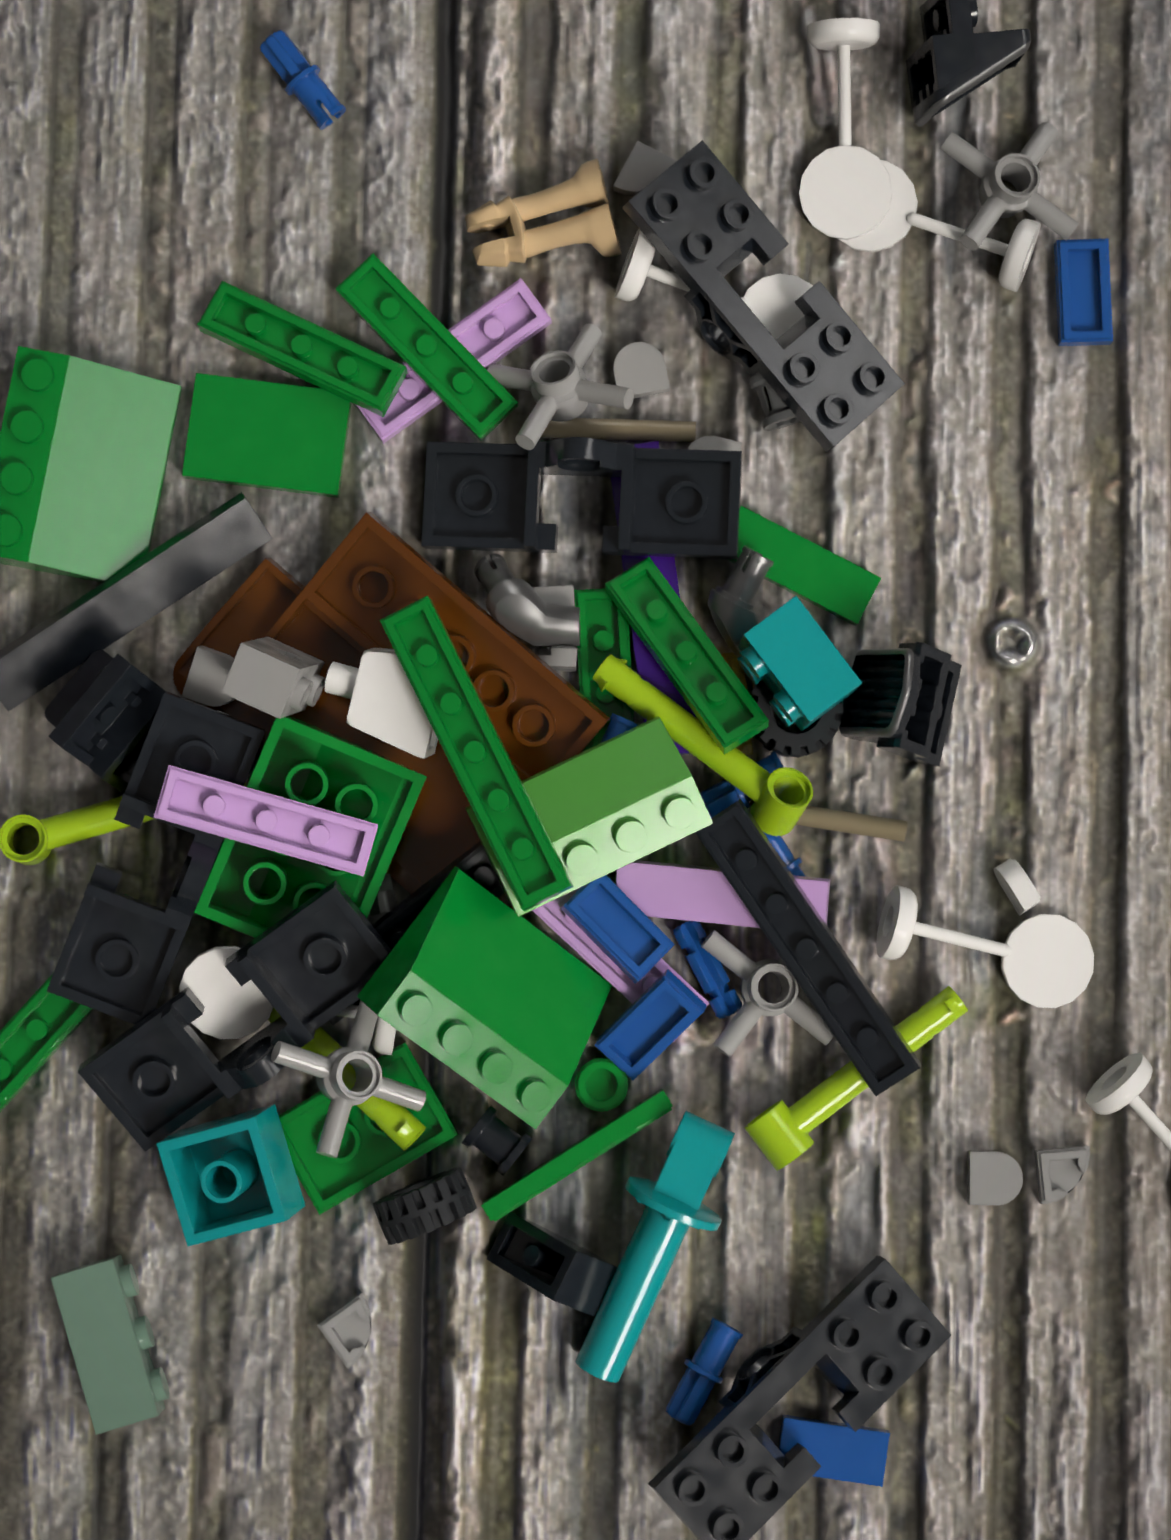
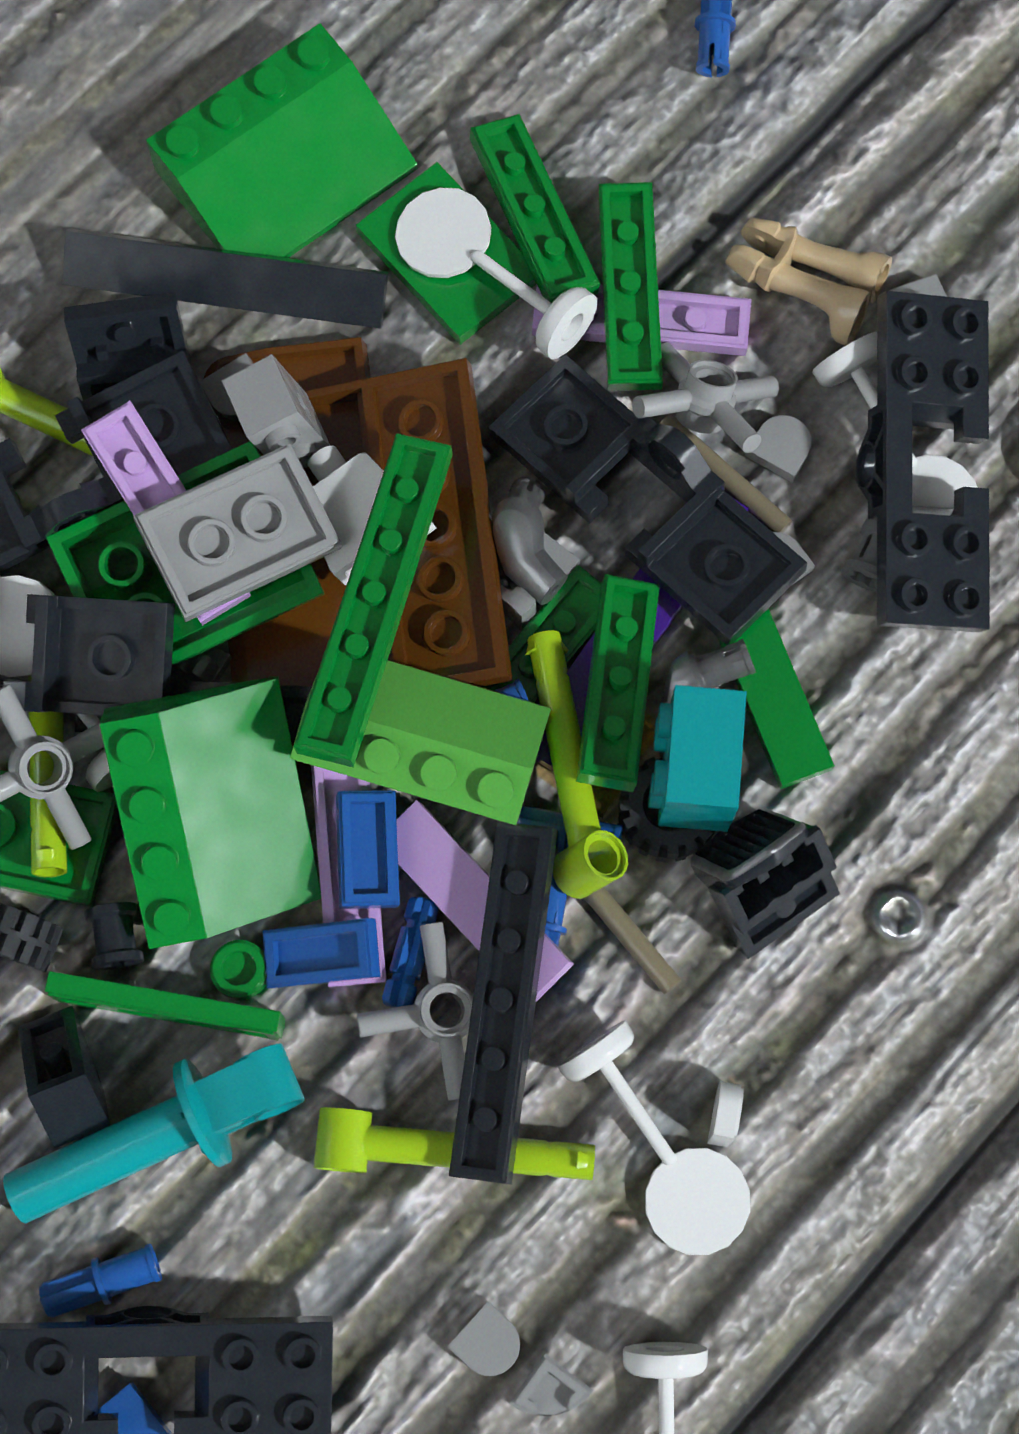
camera: 45 degrees right, 10 degrees down
(259, 425) = (448, 234): none -> white piece
(333, 791) = (237, 532): none -> light grey tile

